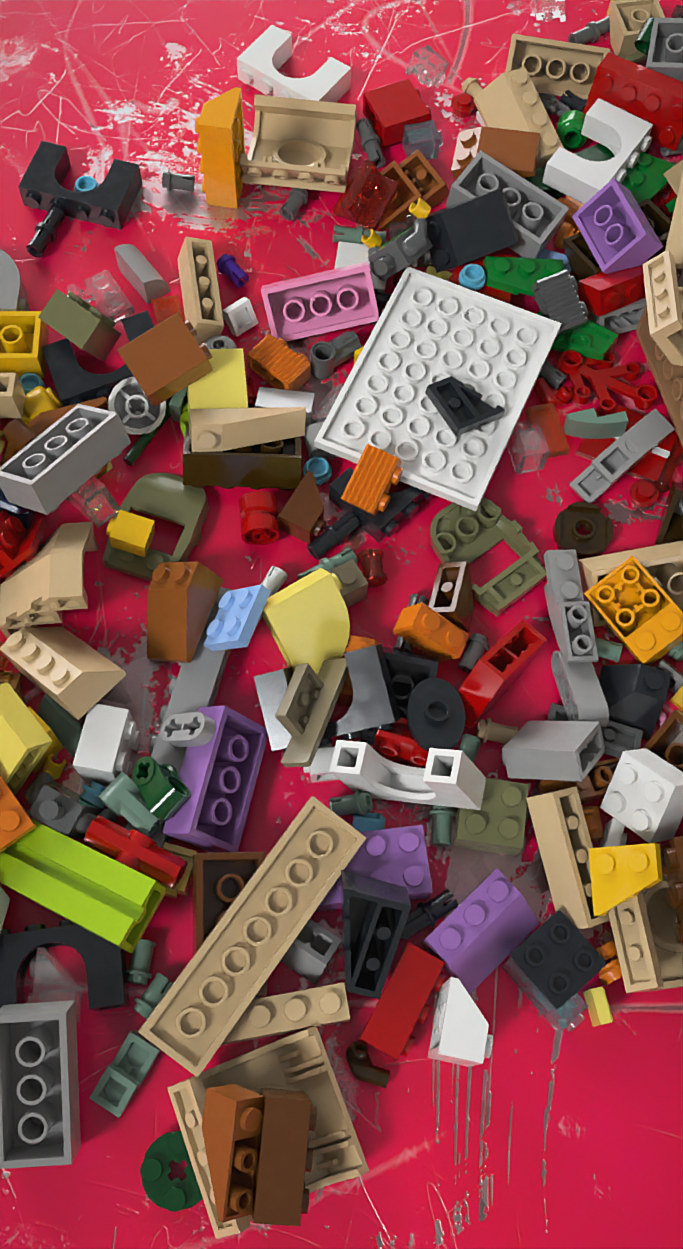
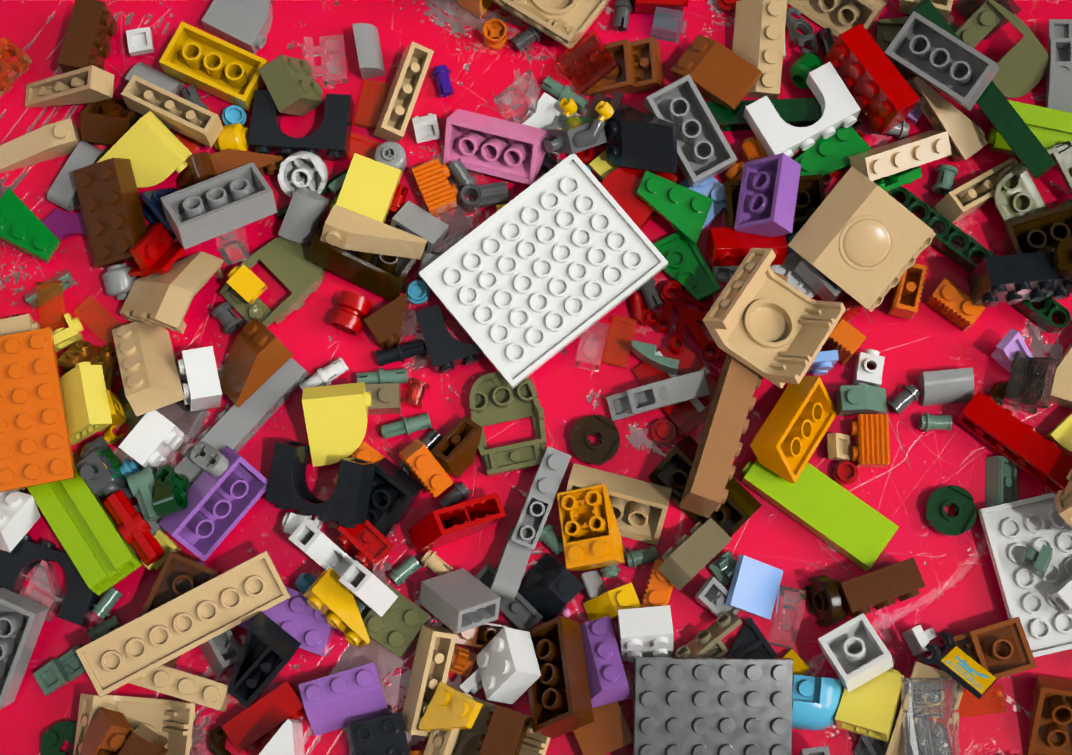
camera: 30 degrees right, 10 degrees up
(125, 583) = (227, 318): none -> dark grey bush
(133, 649) = (201, 378): none -> white brick
(158, 444) = (303, 216): none -> light grey brick
(166, 358) = (333, 157): dark orange brick -> none
(236, 618) = (284, 392): light blue plate -> none
(261, 210) = (495, 29): none -> orange wheel
(298, 342) = (460, 173): none -> dark grey pin
(308, 708) = (298, 485): dark tan bracket -> none
(317, 253) = (519, 99): none -> clear slope
(351, 804) = (306, 567): sand green pin -> none
(372, 480) = (441, 329): orange brick -> none
(381, 605) = (407, 425): none -> sand green axle
(422, 818) = (338, 606): none -> yellow slope
(428, 913) = (312, 668): black axle -> none
(435, 714) = (388, 534): black piece -> none
(461, 406) = (543, 300): black wing -> none
(472, 277) = (626, 183): medium azure plate -> none
(559, 301) = (681, 241): dark grey brick -> none

